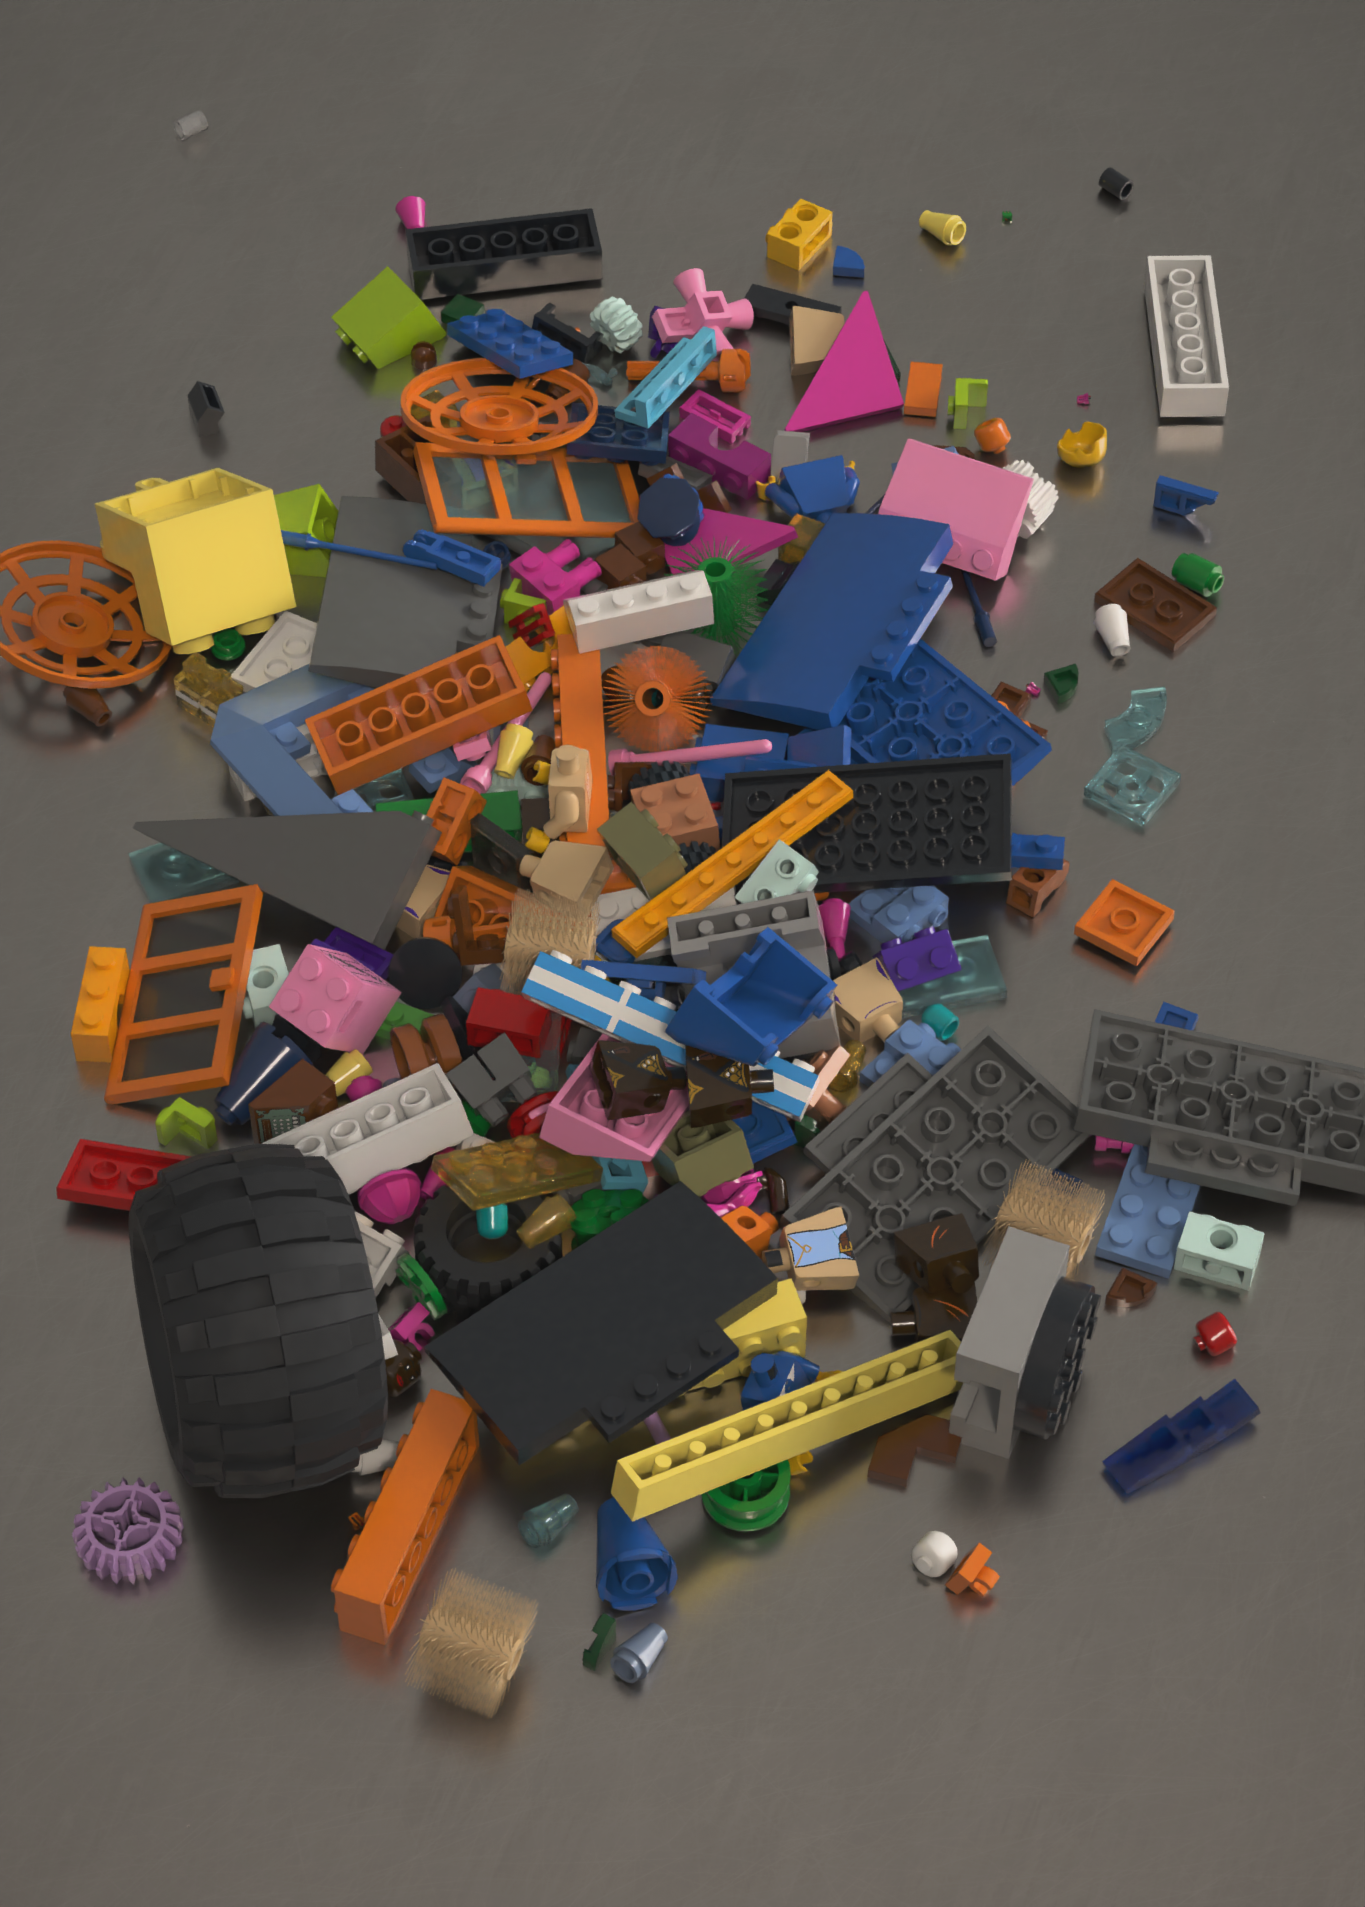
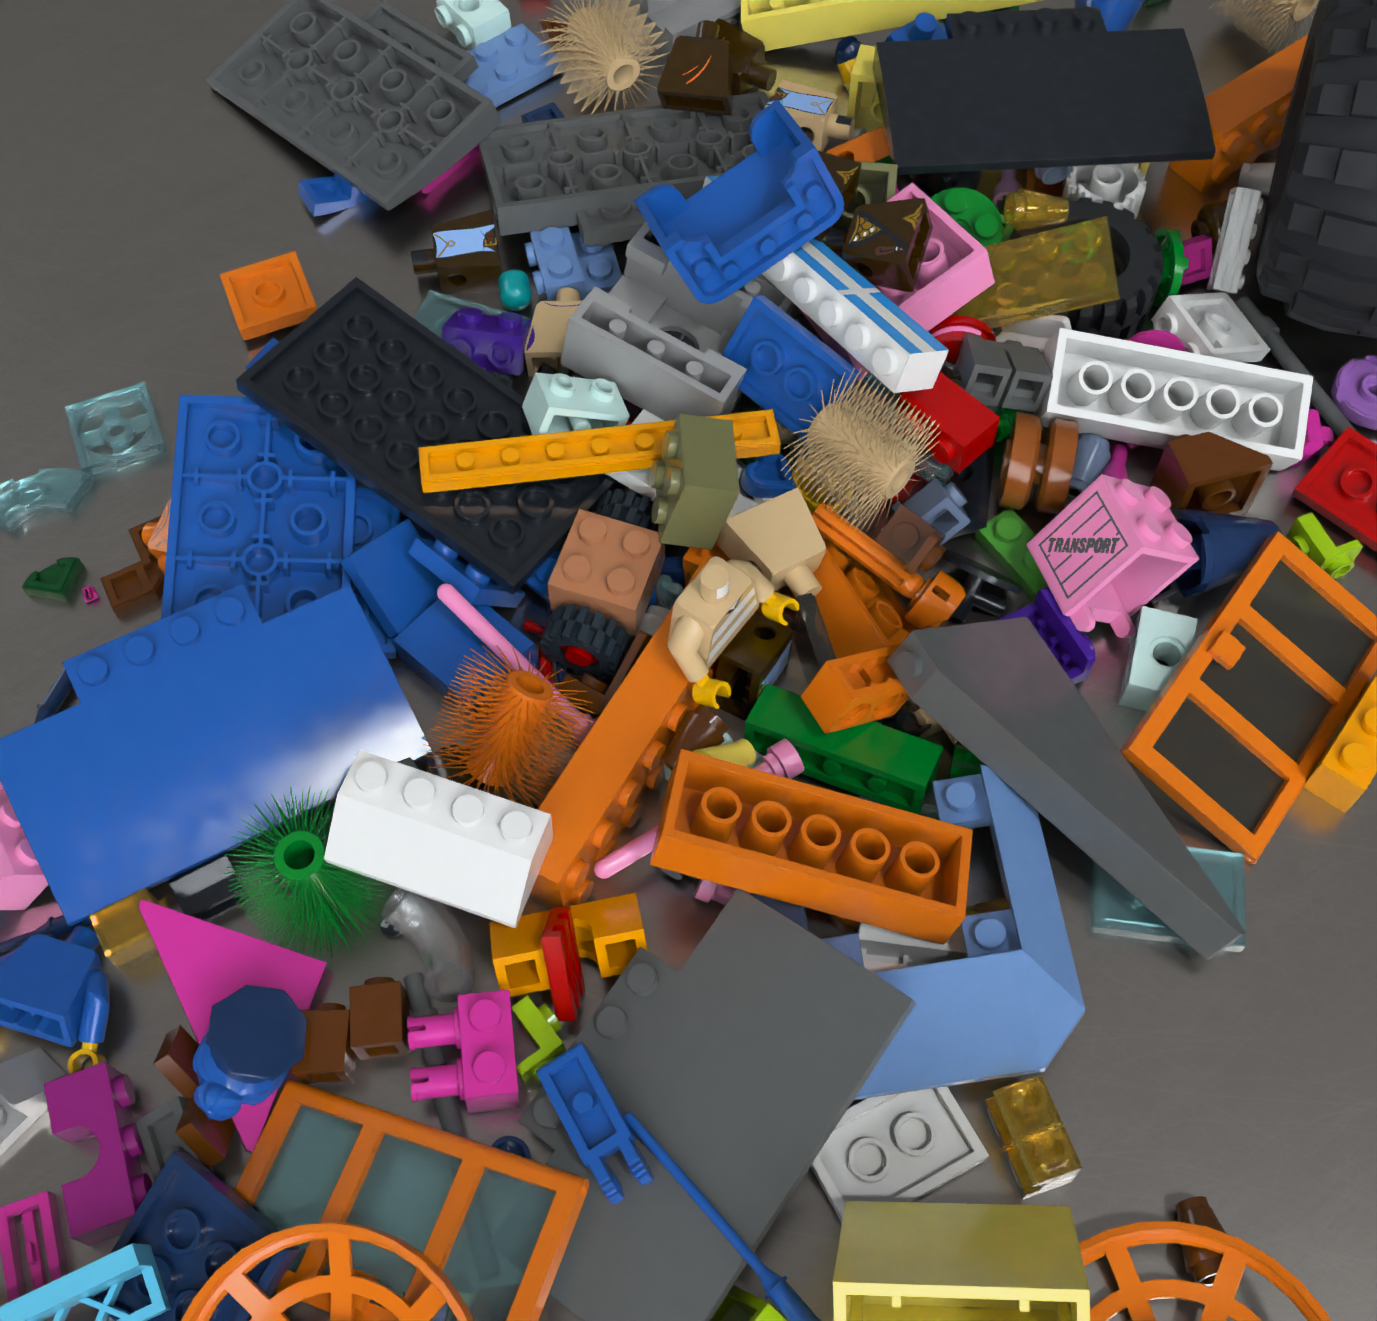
camera: 145 degrees left, 10 degrees up
(1006, 1013) = (463, 255): none -> dark brown torso

